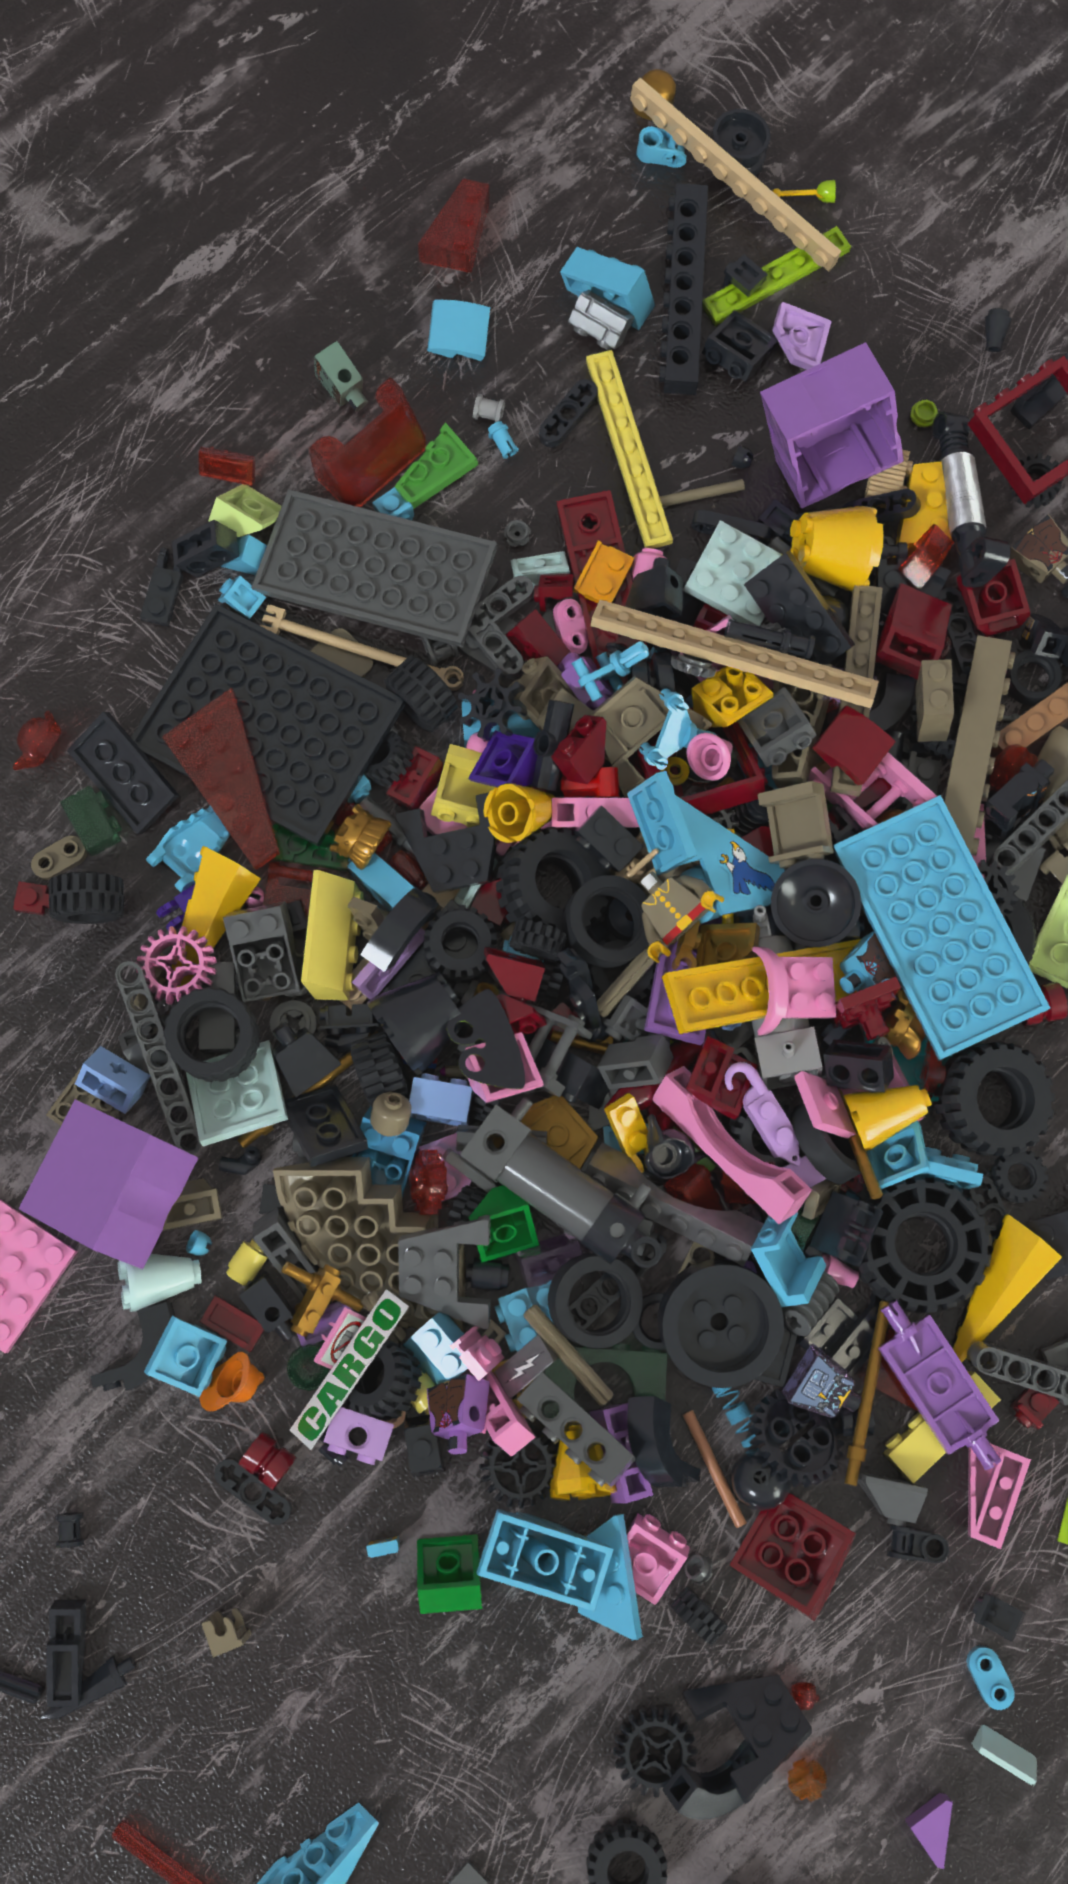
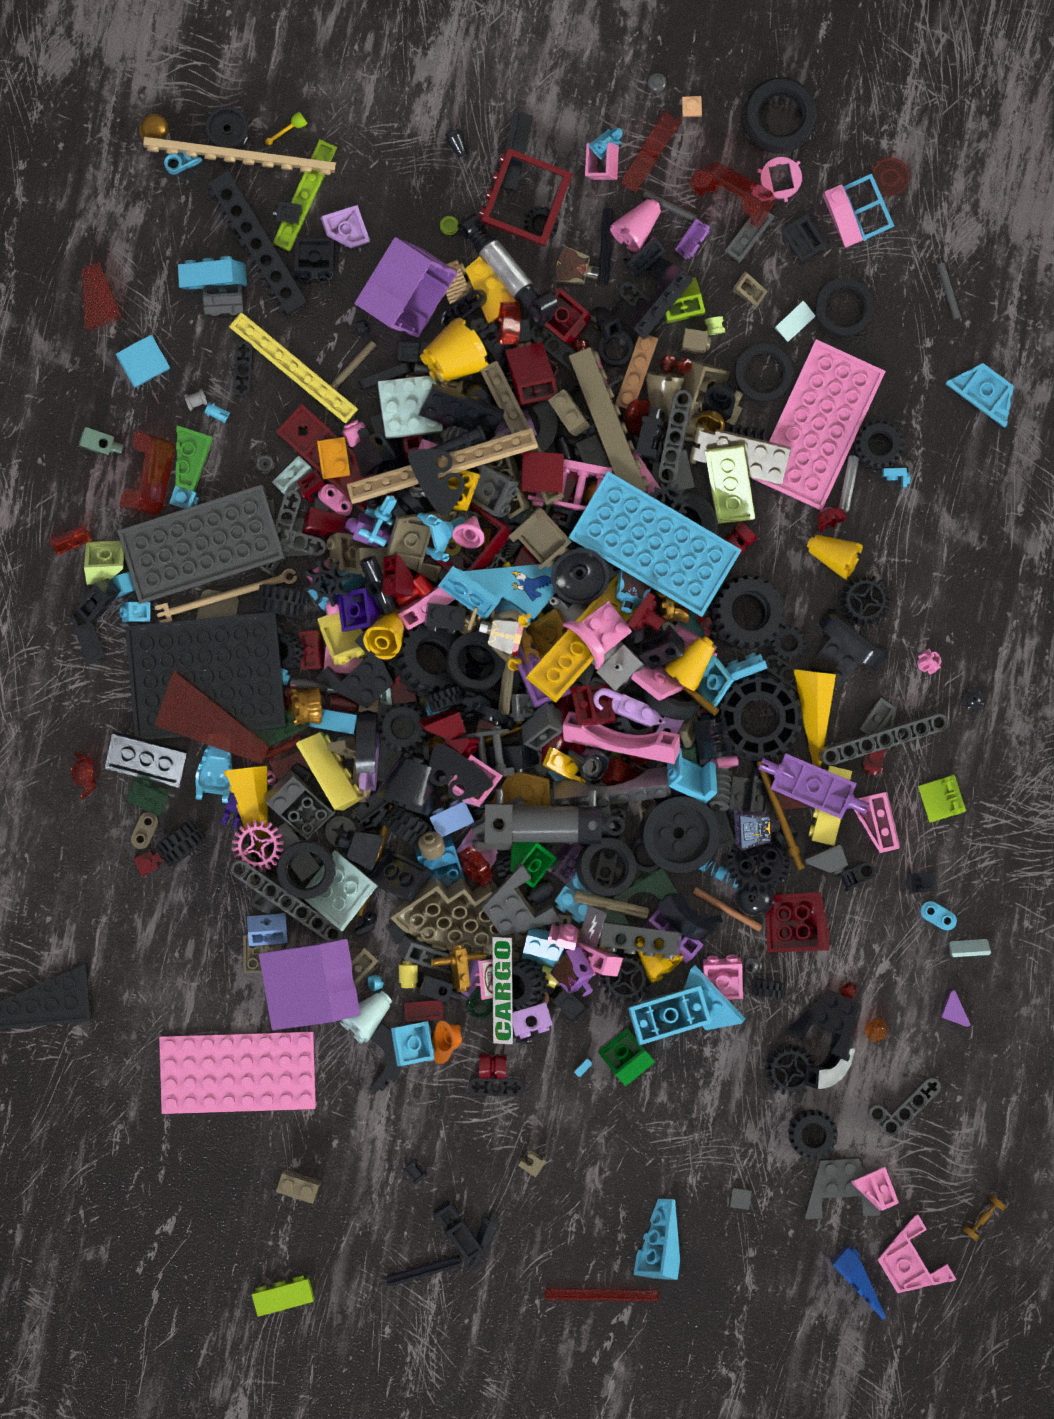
camera: 35 degrees left, 10 degrees up
(707, 672) = (436, 490): none -> black piece

